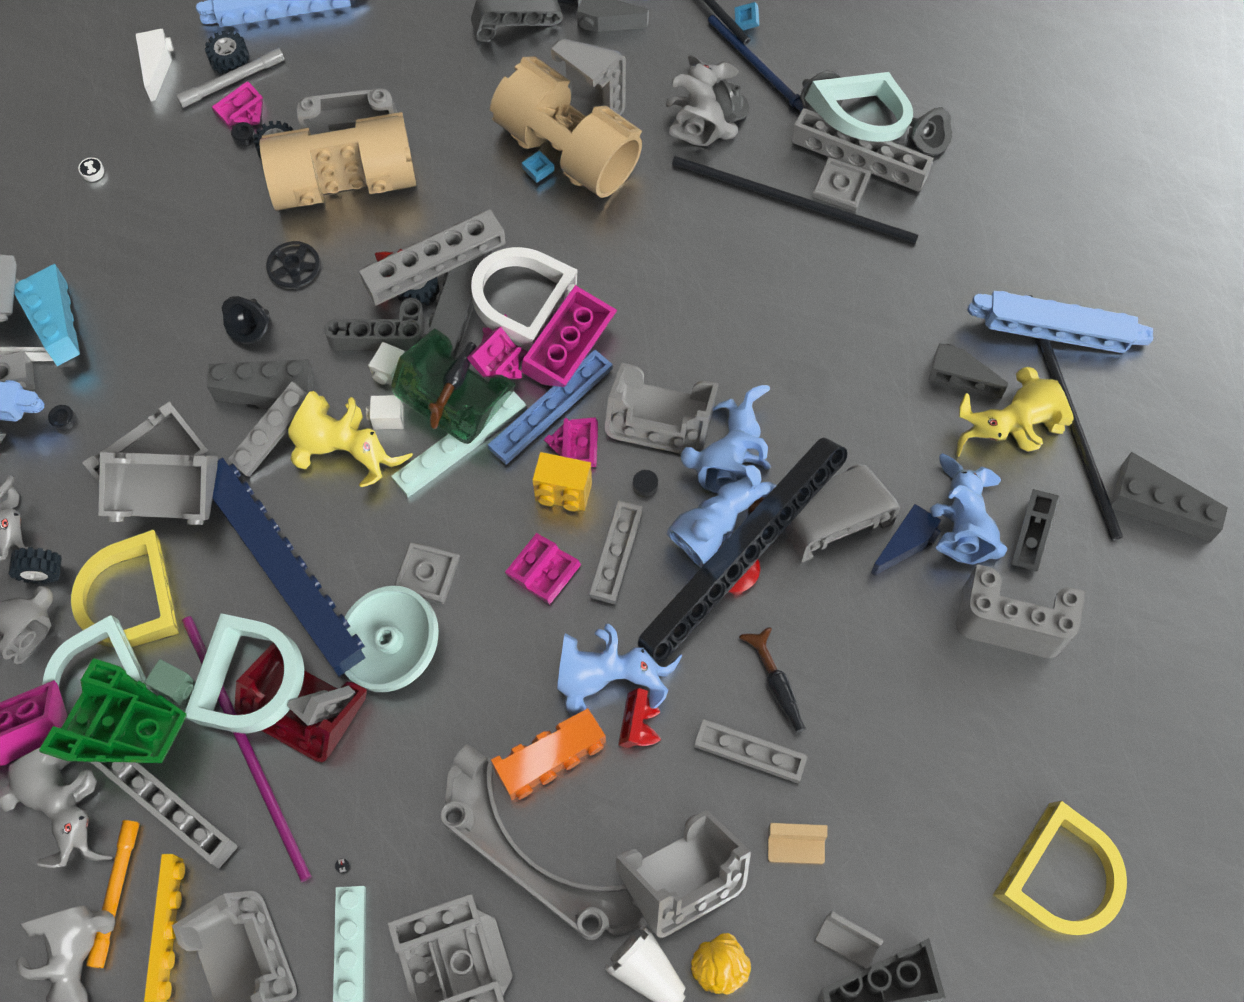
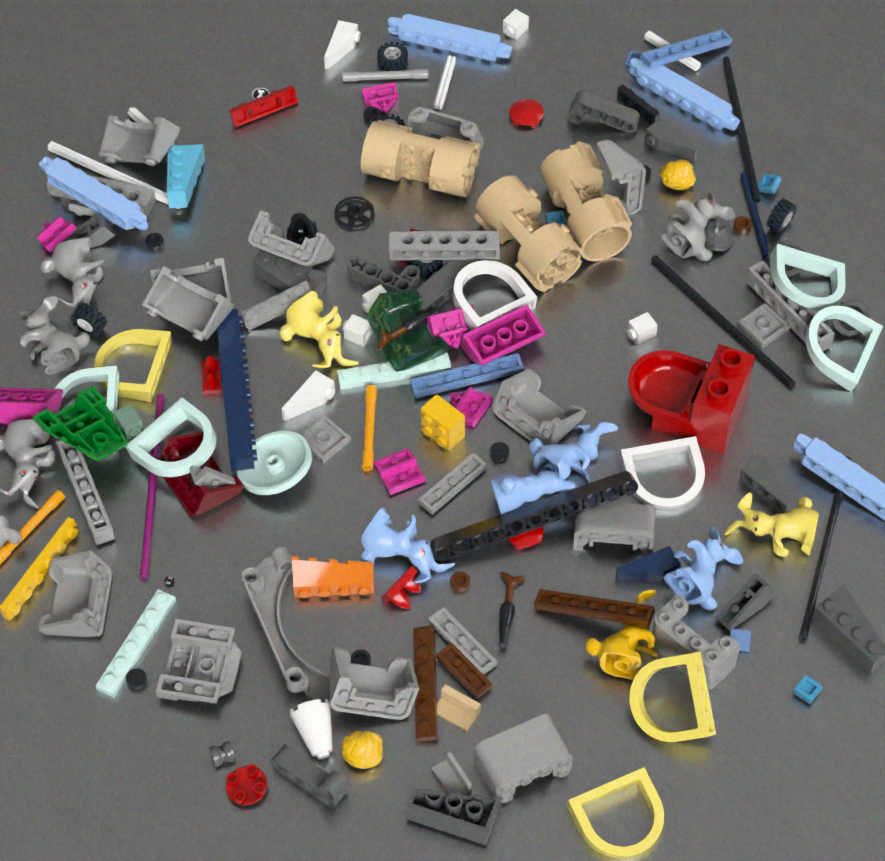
camera: 30 degrees right, 10 degrees down
(102, 180) = (263, 106): none -> red hinge
(208, 349) = (269, 238): none -> light grey windscreen
(238, 561) = (211, 376): none -> red tile
(307, 57) = (444, 82): none -> white axle
(379, 524) = (309, 396): none -> white slope
(424, 51) = (526, 112): none -> red dish
(485, 177) = (546, 251): none -> tan cylinder
(491, 564) = (368, 455): none -> light orange piece
(643, 50) = (678, 175): none -> yellow hair
(644, 841) = (361, 657): none -> black tile
(699, 673) = (460, 581): none -> reddish brown tile
(715, 251) = (642, 328): none -> white brick
(731, 814) = (425, 672): none -> reddish brown plate
(746, 77) = (742, 225): none -> reddish brown tile
(776, 788) = (464, 670): none -> reddish brown plate
(786, 47) = (781, 215): none -> black wheel
(794, 310) = (691, 394): none -> red piece
(875, 384) = (687, 445): none -> white window
(882, 627) = (594, 607): none -> reddish brown plate
(920, 871) = (521, 756): none -> light grey windscreen
(939, 664) = (619, 652): none -> yellow animal
(966, 137) = (823, 363): none -> light aqua window
(1054, 577) = (742, 637): none -> medium blue tile
(1067, 737) = (699, 692): none -> light yellow window
(1165, 598) = (807, 689): none -> dark azure plate

